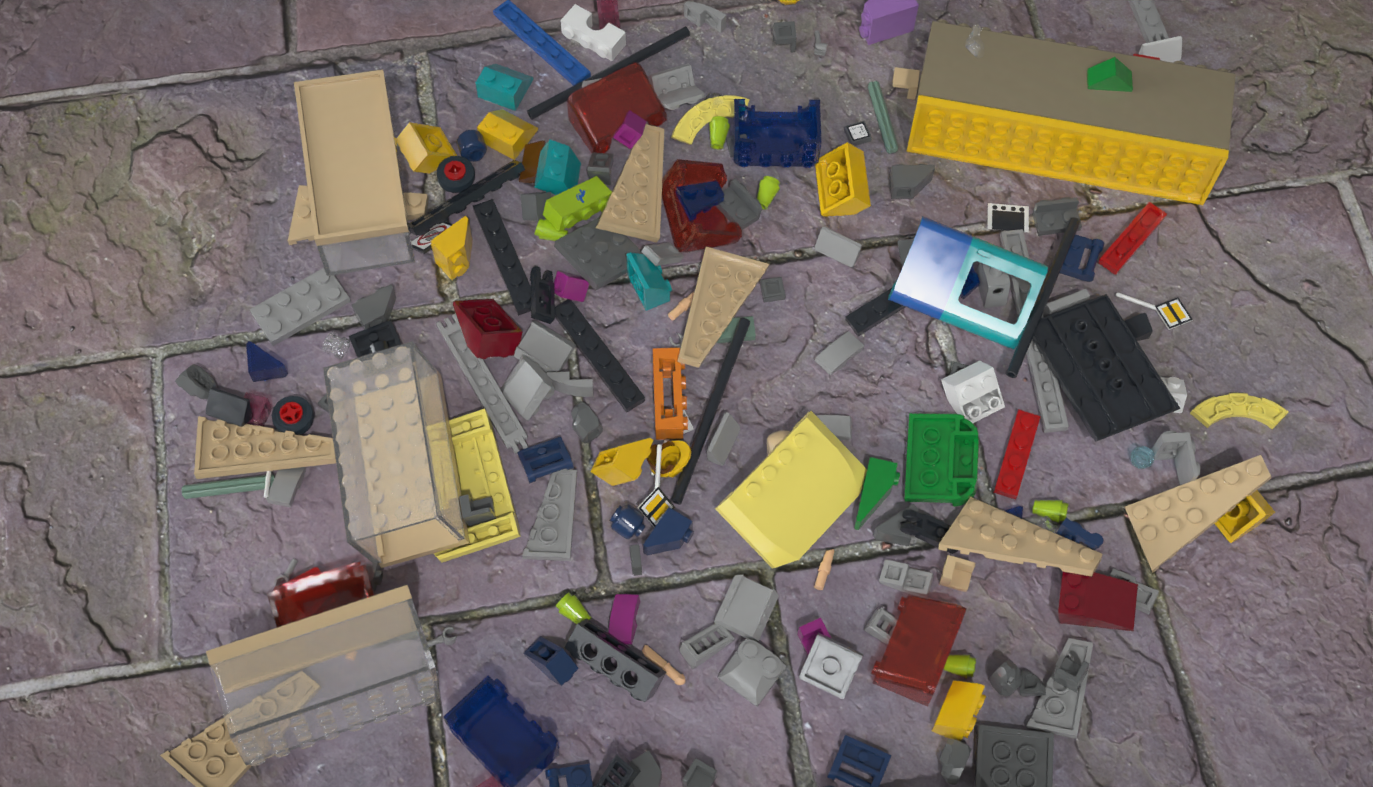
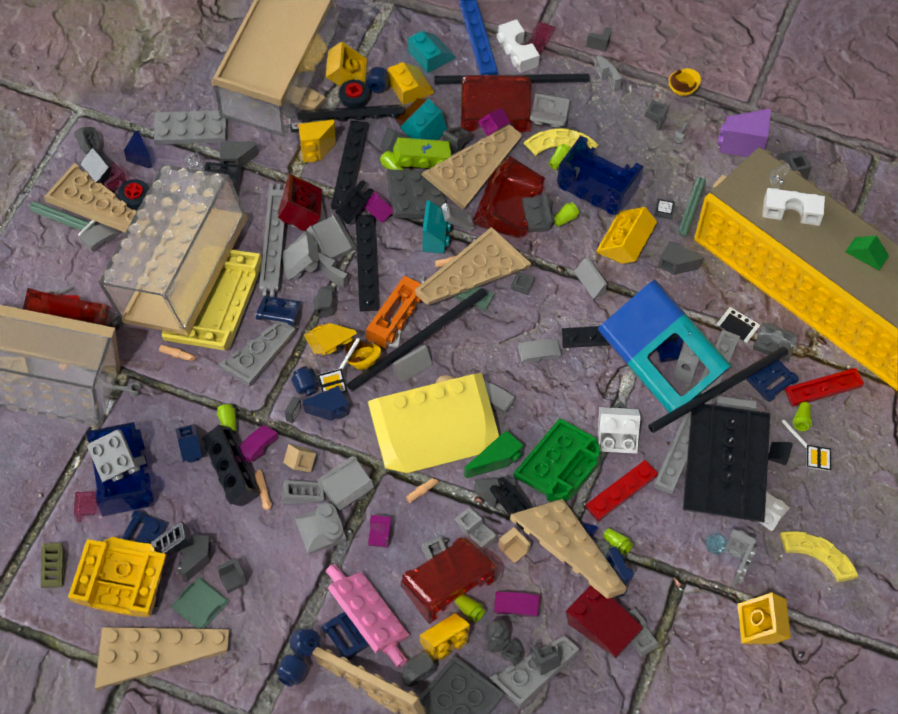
camera: 30 degrees right, 5 degrees down
(465, 568) = (177, 353): none -> light nougat piece
(477, 511) = (205, 317): dark grey panel -> none
(492, 726) = (114, 457): none -> light grey bracket
(679, 608) = (299, 458): none -> tan panel
(699, 197) = (510, 191): clear blue wing -> none
(831, 666) = (376, 554): tile -> none
(865, 732) = (369, 613): none -> bright pink plate
(953, 14) = (797, 161): none -> dark grey slope
(1001, 633) = (517, 603): none -> magenta slope
(1027, 59) = (807, 205): none -> white arch
(1134, 280) = (803, 420): none -> lime cone
(1185, 512) = (717, 598): tan wing -> none

